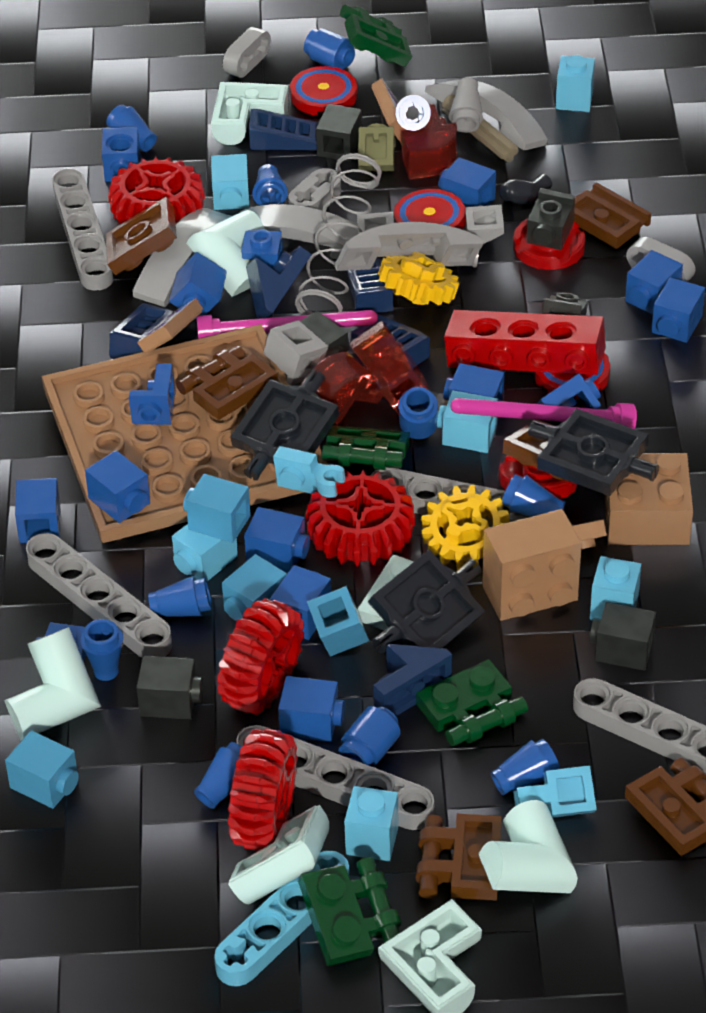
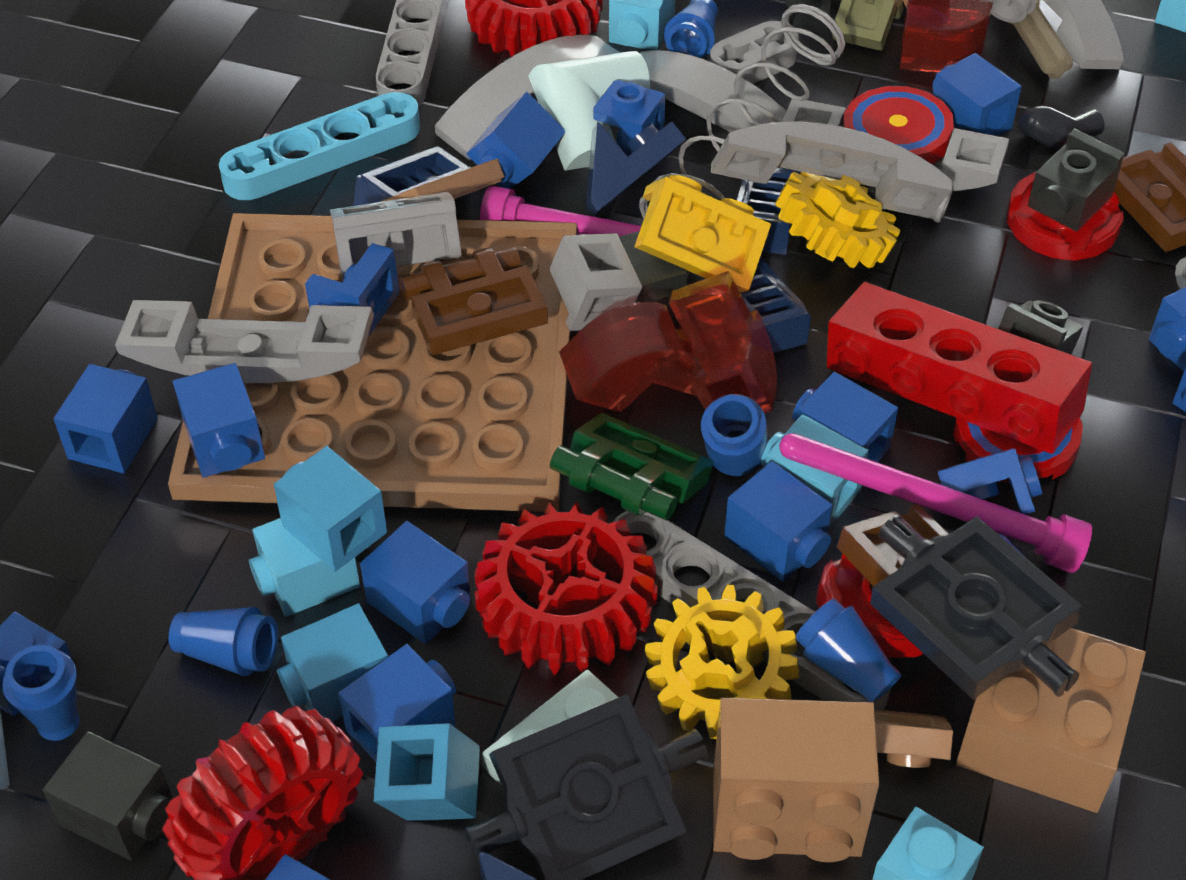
camera: 20 degrees right, 5 degrees up
(35, 348) = (393, 123): none -> medium azure beam
(93, 580) = (116, 614): light grey beam -> none
(134, 440) = (264, 351): none -> light grey slope
(140, 236) = (475, 50): reddish brown plate -> none
(178, 346) = (415, 227): none -> light grey hinge
(284, 418) = (515, 397): black plate -> none
(303, 473) = (500, 483): medium azure plate -> none
(347, 305) = (701, 231): none -> yellow bracket
(462, 452) = (778, 522): none -> blue brick

